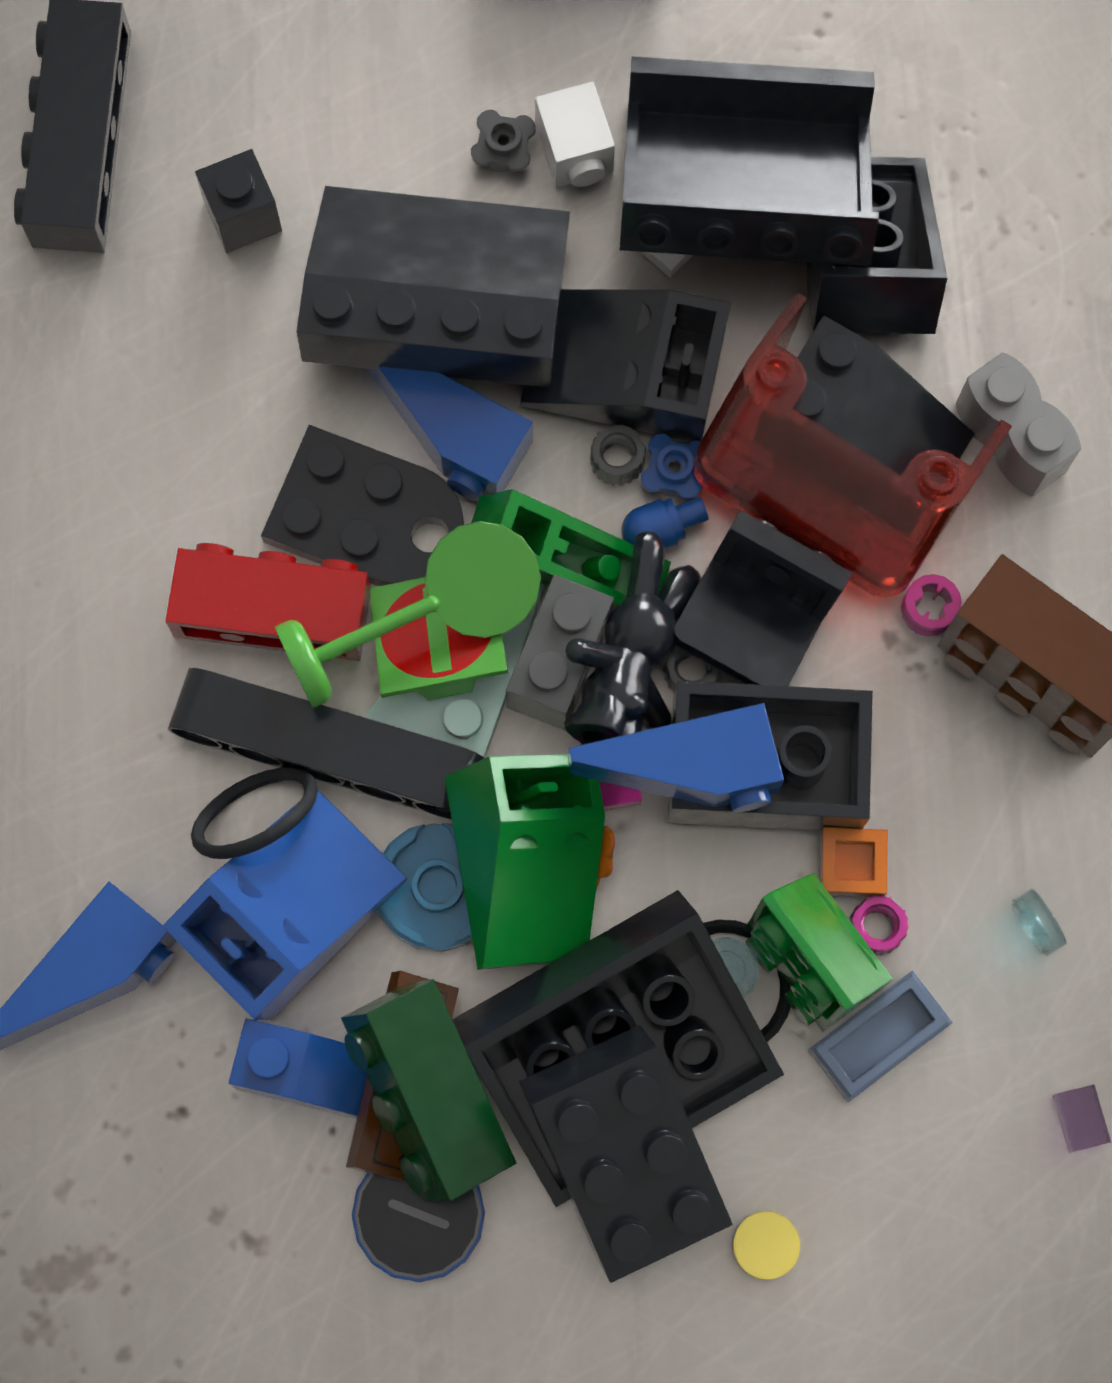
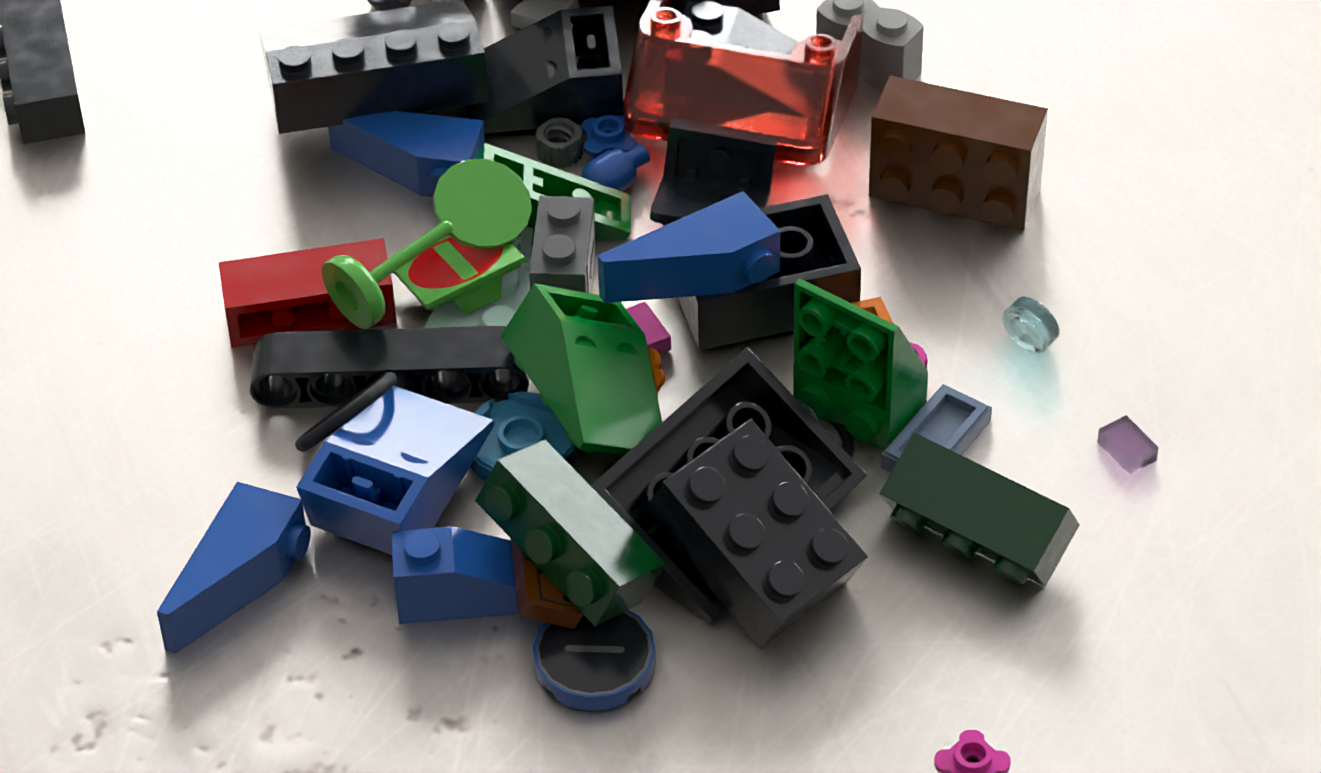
camera: 15 degrees left, 30 degrees down
(239, 200) = (189, 62): black brick -> none
(359, 508) = (358, 212): black plate -> none
(636, 640) = (618, 218): black animal -> none
(766, 1245) = (904, 594): light yellow tile -> none
(879, 1183) = (978, 511): none -> dark green brick
(939, 586) = (849, 155): dark pink bush -> none

